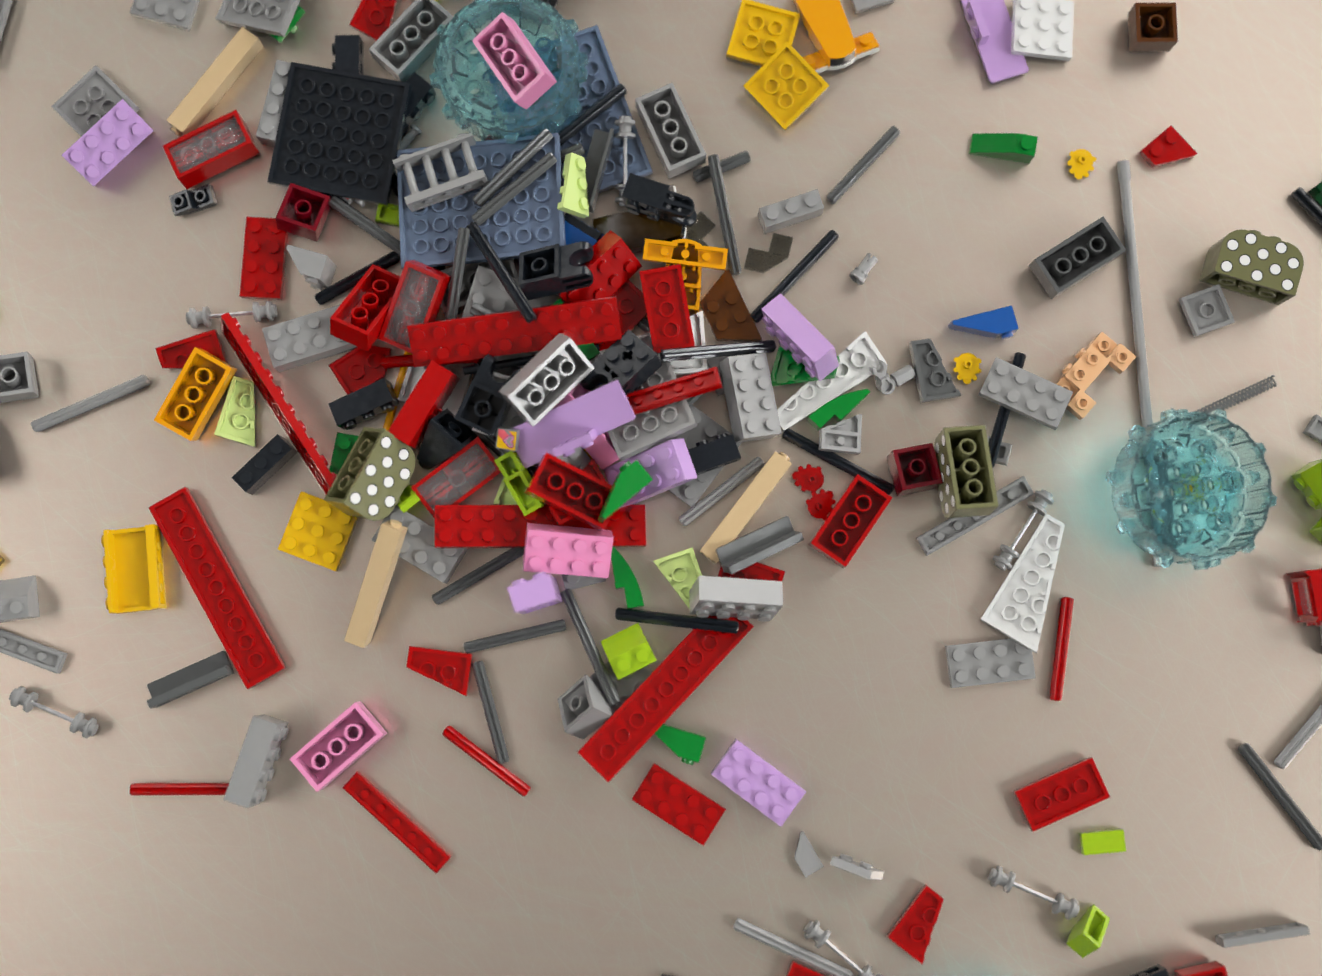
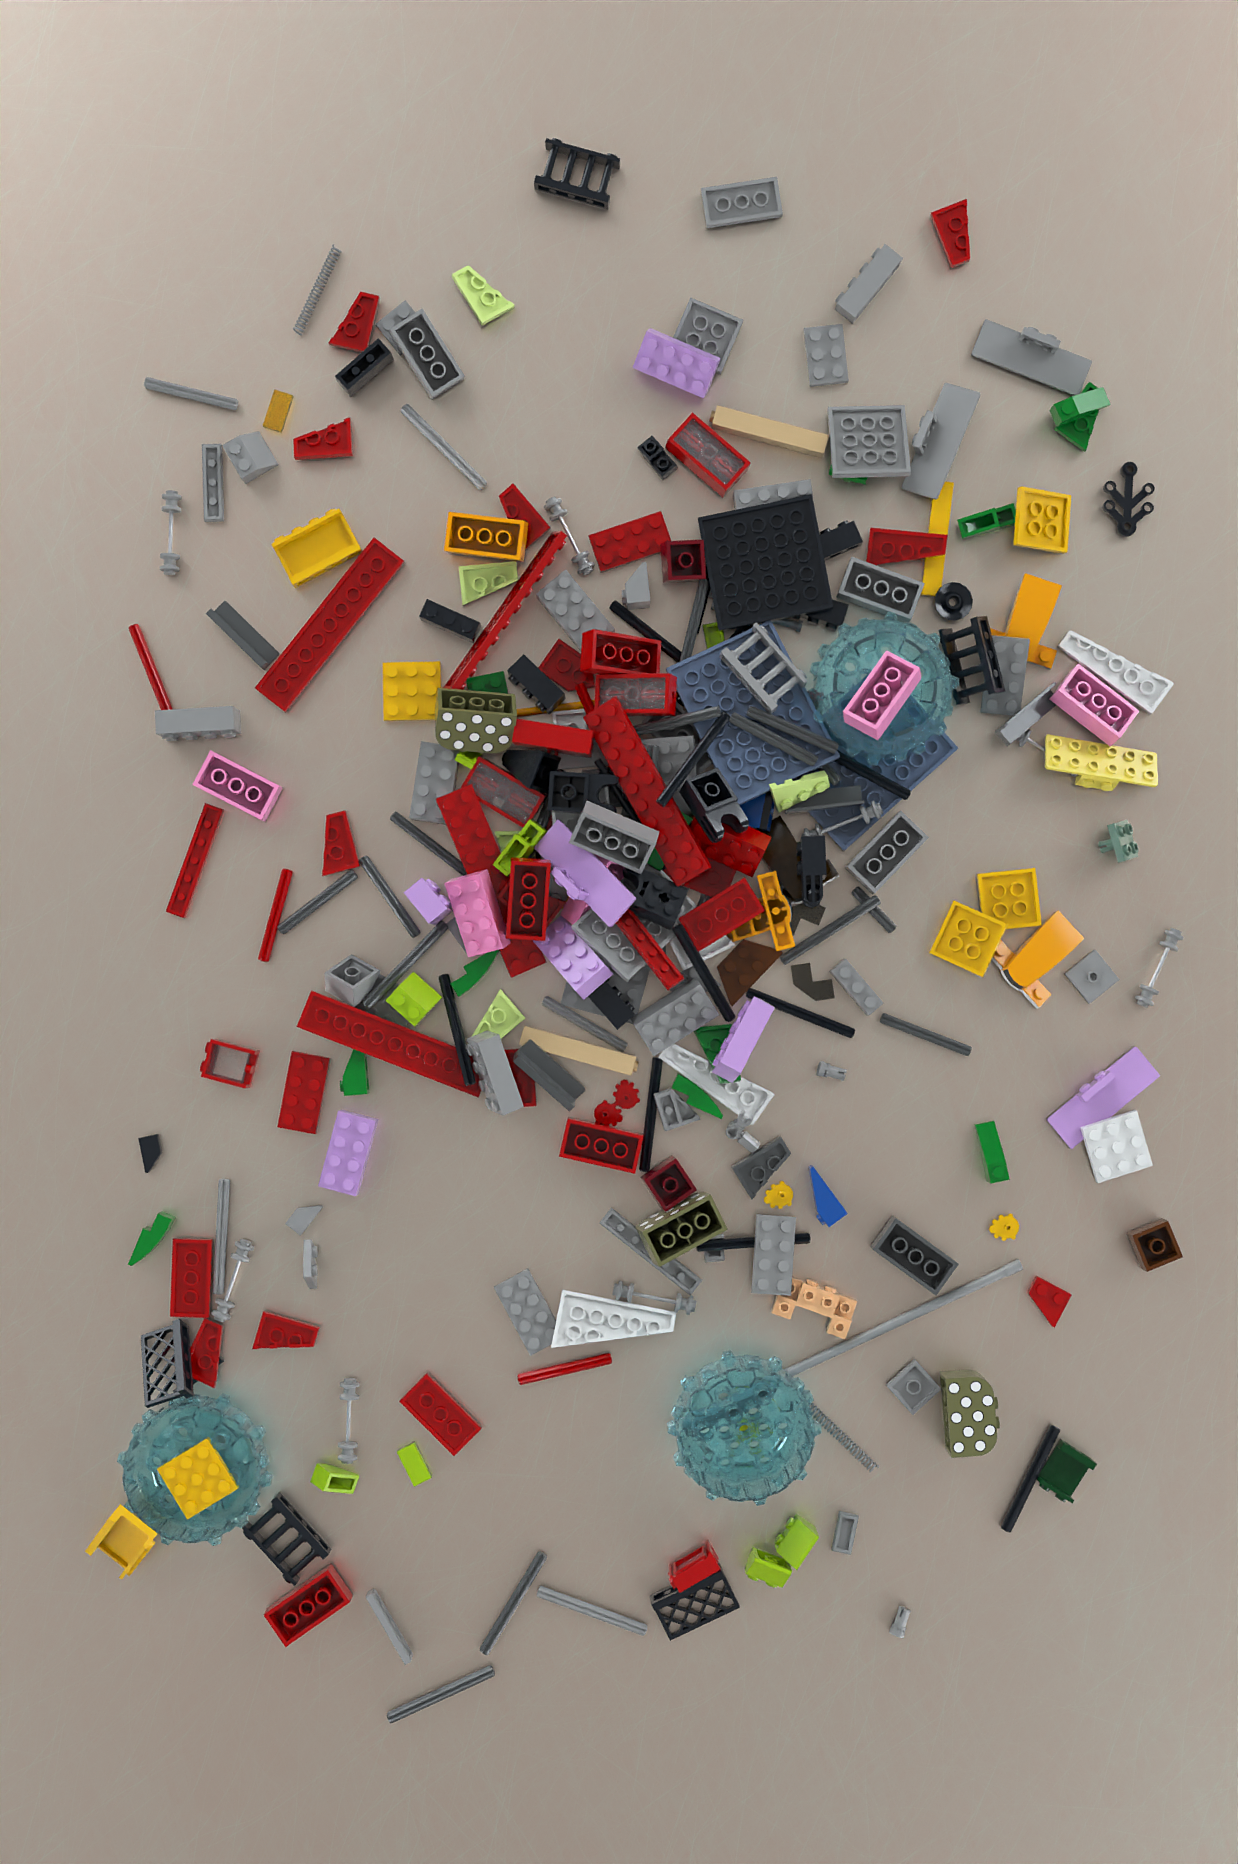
camera: 65 degrees right, 5 degrees up
(34, 518) = (326, 443): none -> red wing
(376, 583) = (385, 761): tan brick -> none
(507, 438) = (552, 823): tile -> none
(618, 869) = (229, 1063): none -> window
(625, 486) = (547, 941): green slope -> none

